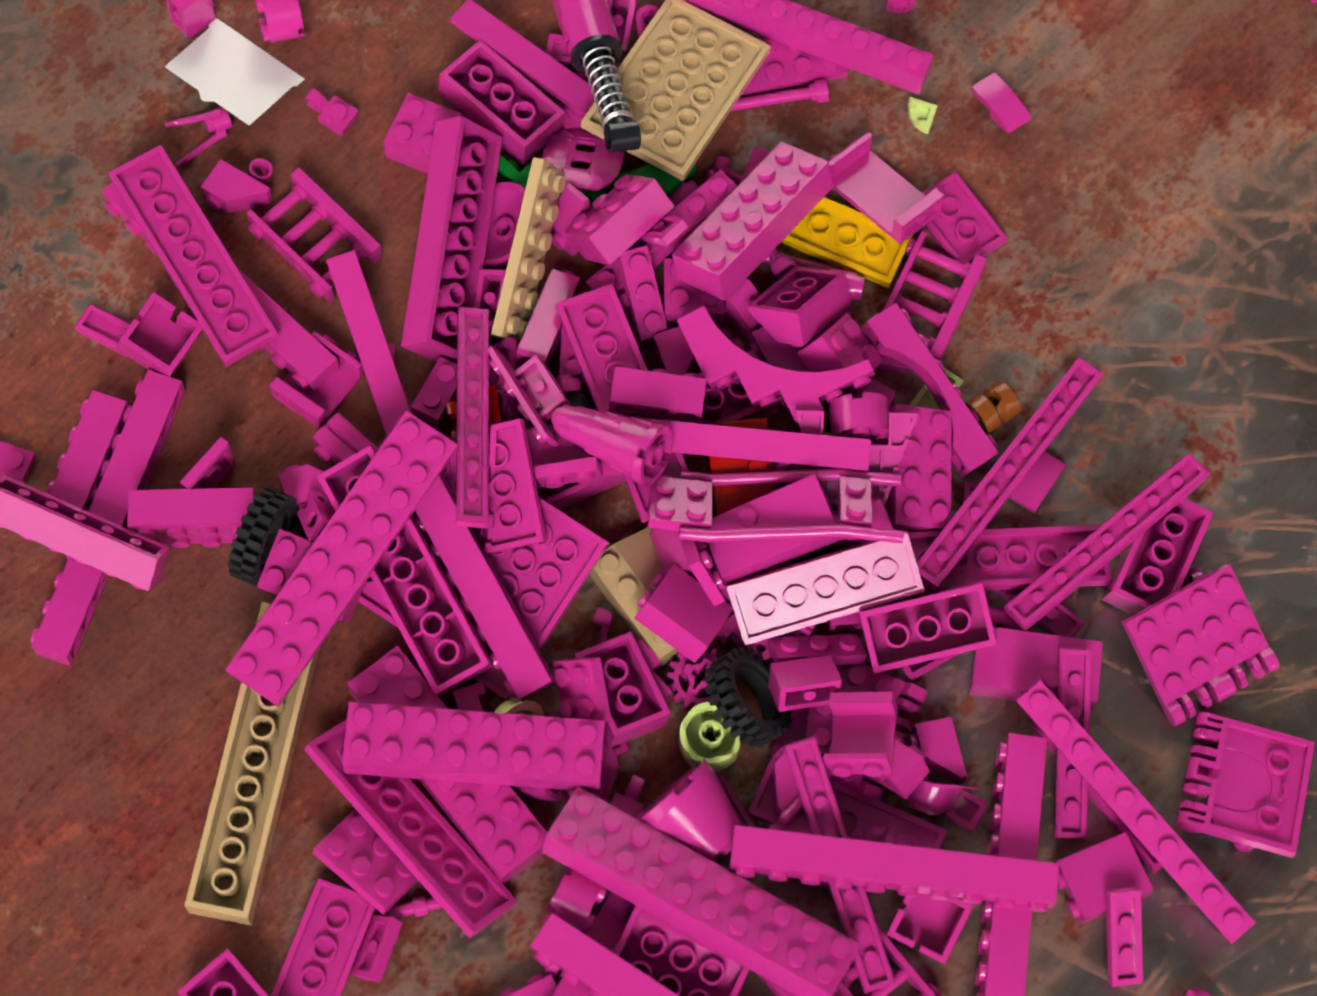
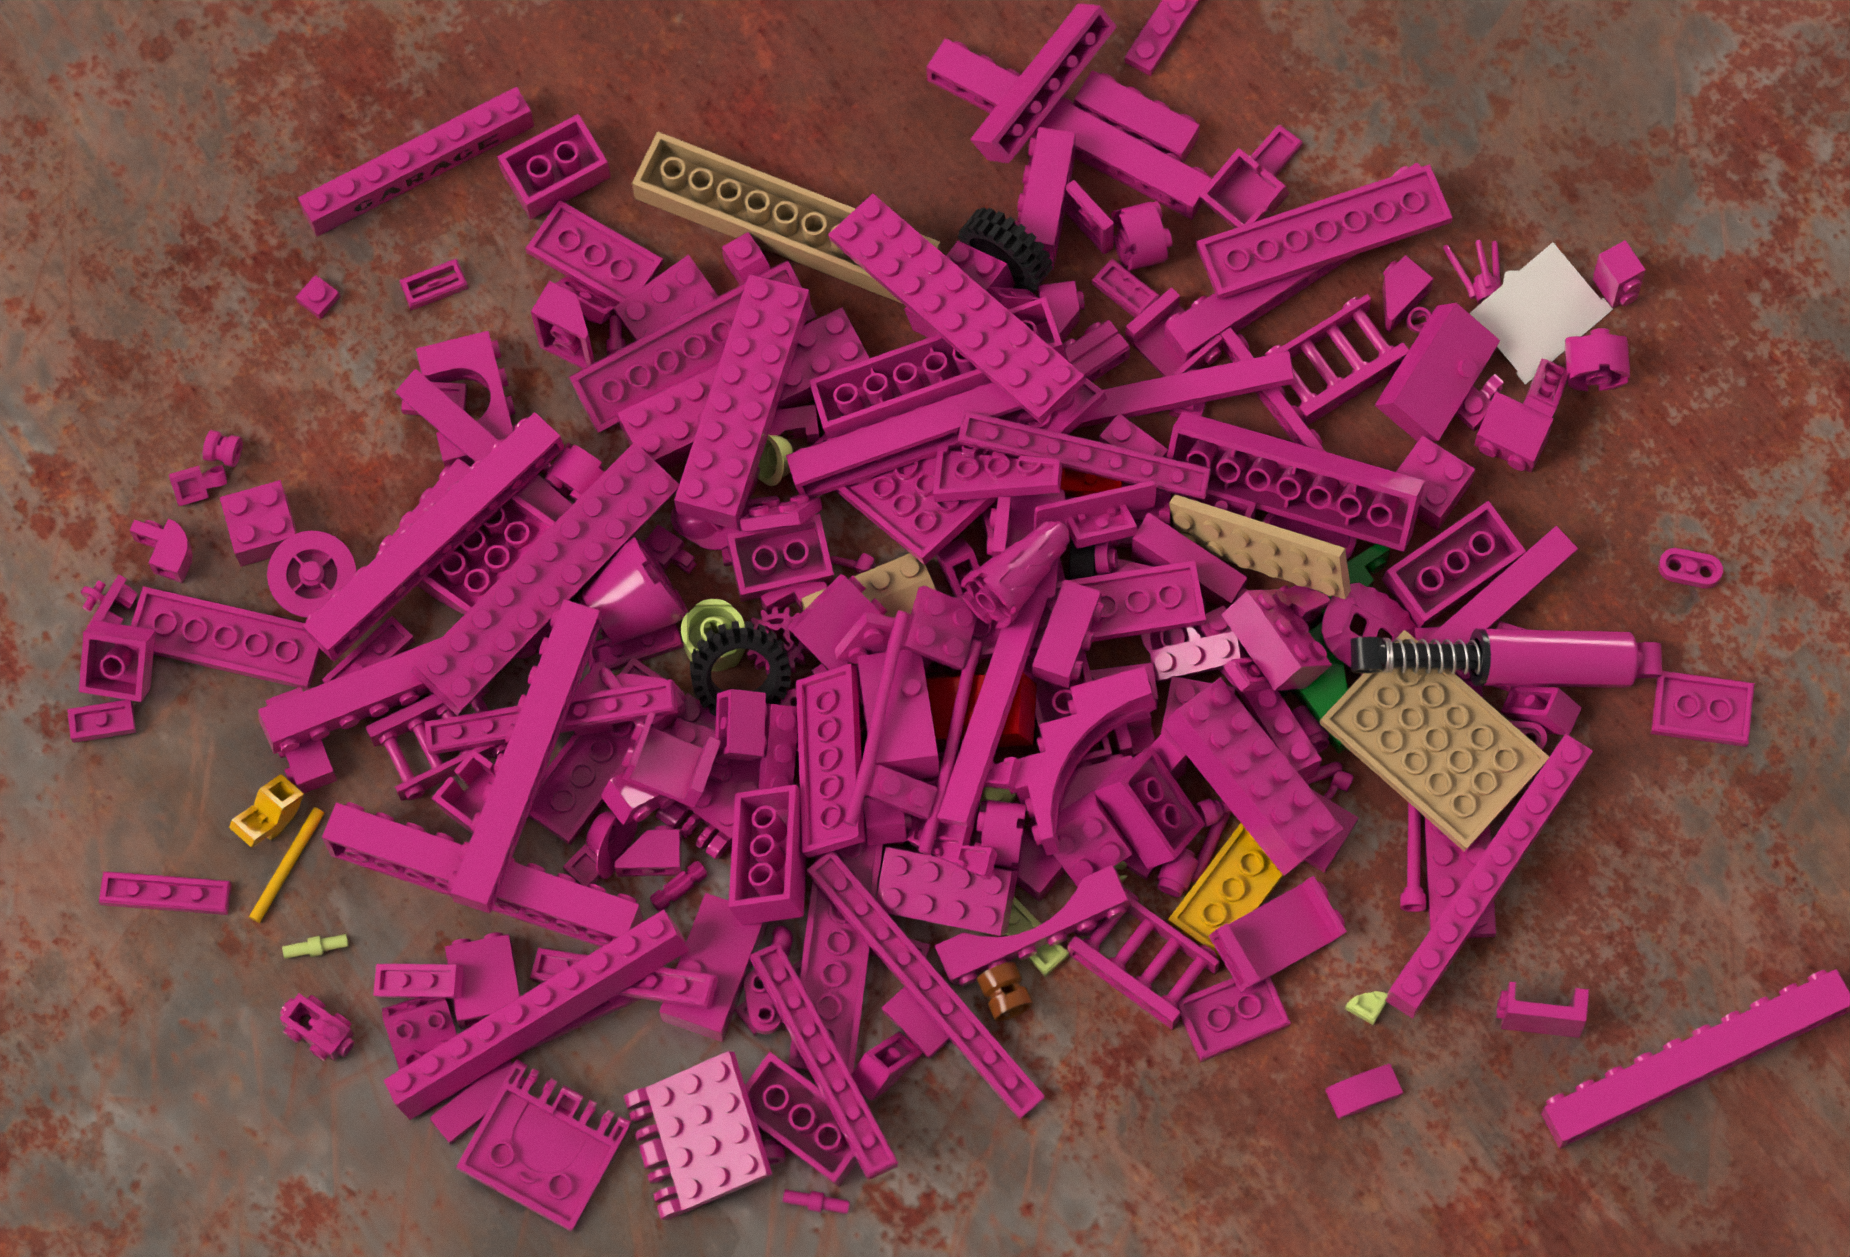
camera: 110 degrees right, 0 degrees up
(218, 417) = (1141, 235): none -> dark pink brick
(273, 434) = (1124, 288): none -> dark pink plate
(309, 792) = (744, 258): none -> dark pink slope
(316, 45) = (1546, 387): none -> dark pink tile
(316, 140) = (1437, 372): none -> dark pink brick
(363, 70) = (1513, 432): none -> dark pink slope
(377, 269) = (1274, 399): none -> dark pink plate
(419, 946) = (562, 325): none -> dark pink slope
(604, 516) = (955, 563): none -> dark pink slope
(962, 721) = (678, 886): none -> dark pink axle
(1059, 619) = (757, 1002): none -> dark pink plate
(1086, 498) = (884, 1065): none -> dark pink slope
(1169, 928) = (417, 1027): none -> dark pink bracket
(1224, 535) = (816, 1201): none -> dark pink bar
(1226, 866) = (471, 1105): none -> dark pink tile

